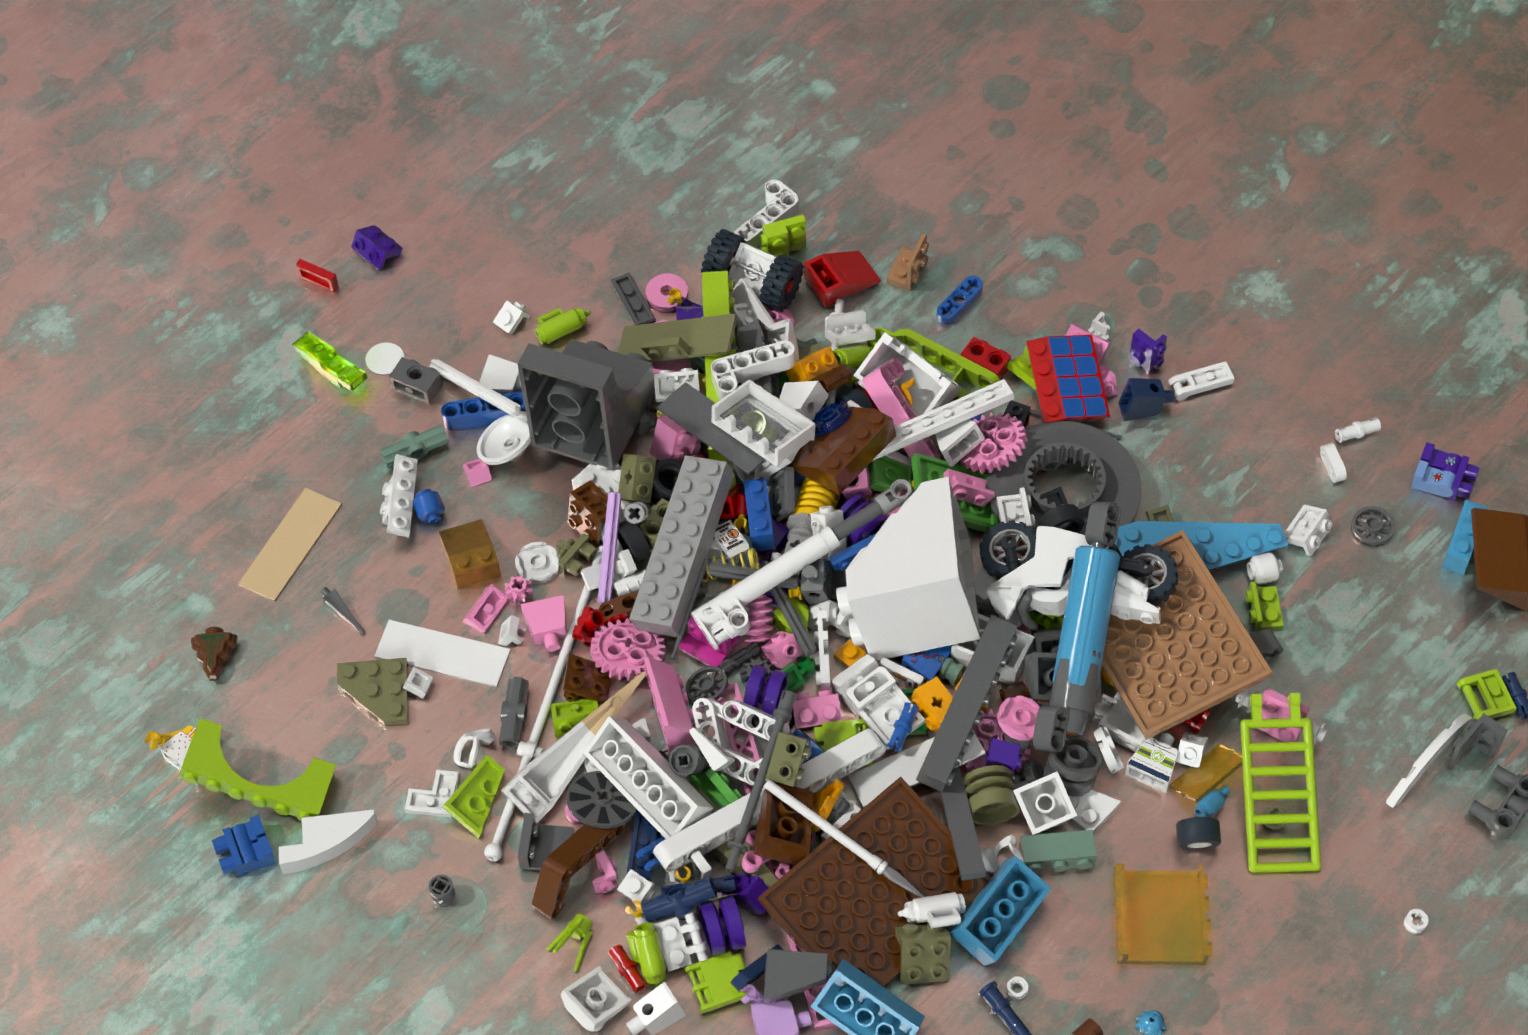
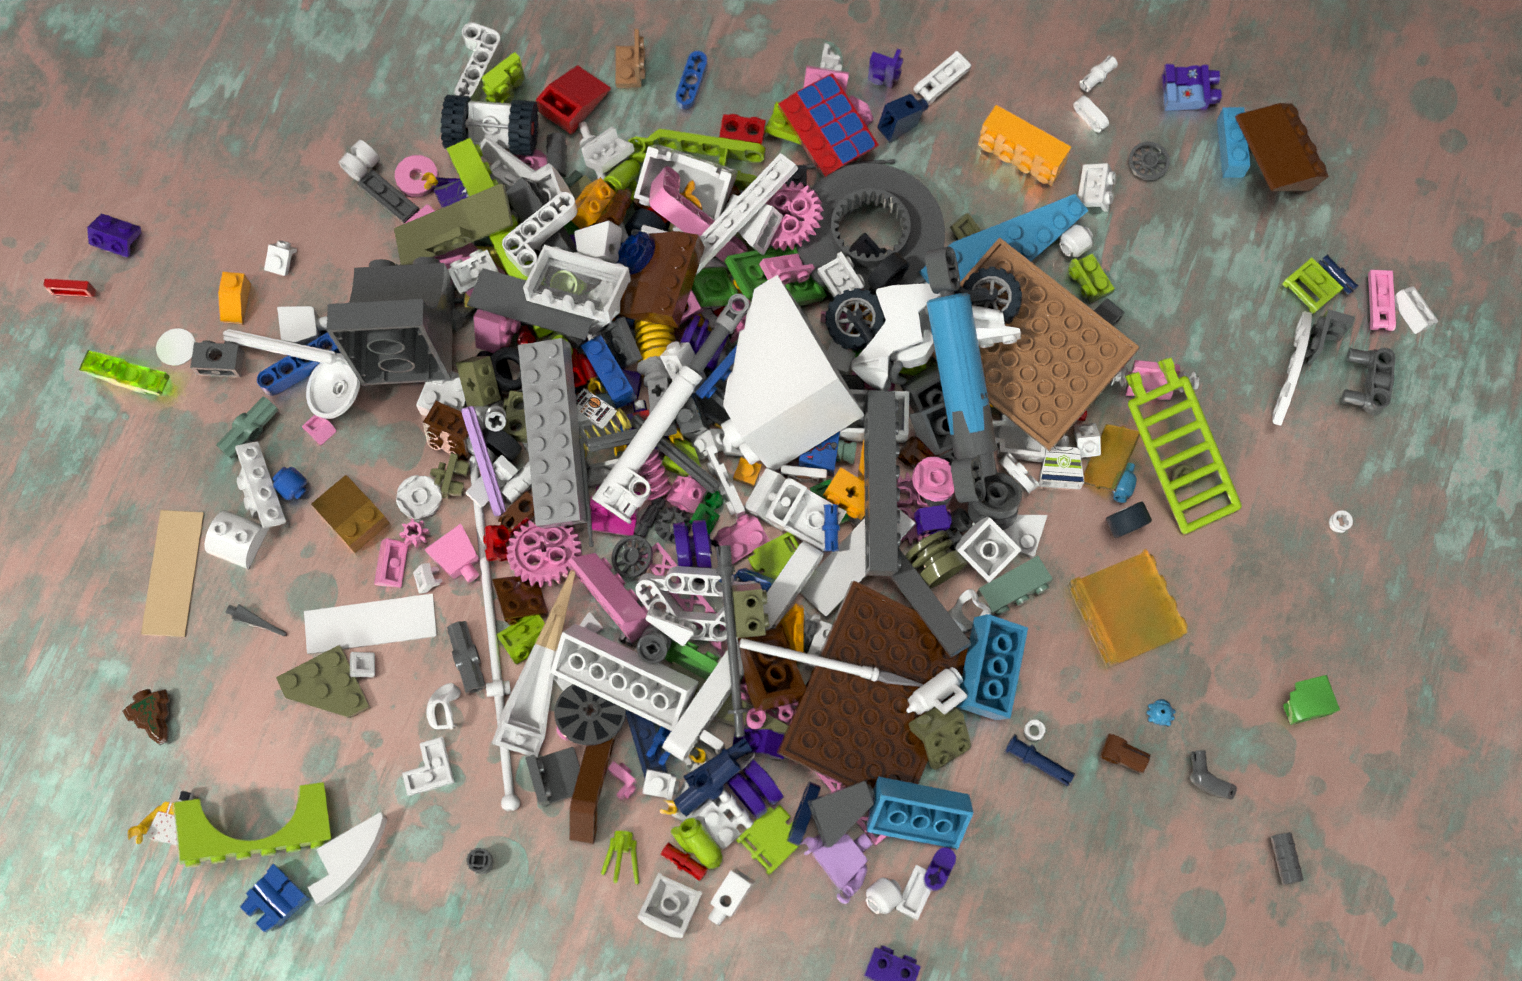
camera: 25 degrees left, 15 degrees up
(357, 534) = (234, 538): none -> white brick
(455, 334) = (233, 297): none -> light orange slope
(474, 797) = (467, 754): lime wing -> none
(559, 324) = (330, 249): lime piece -> none
(618, 261) = (359, 160): none -> white wheel
(803, 317) = (556, 152): none -> dark grey axle
(1250, 465) = (1023, 145): none -> light orange piece

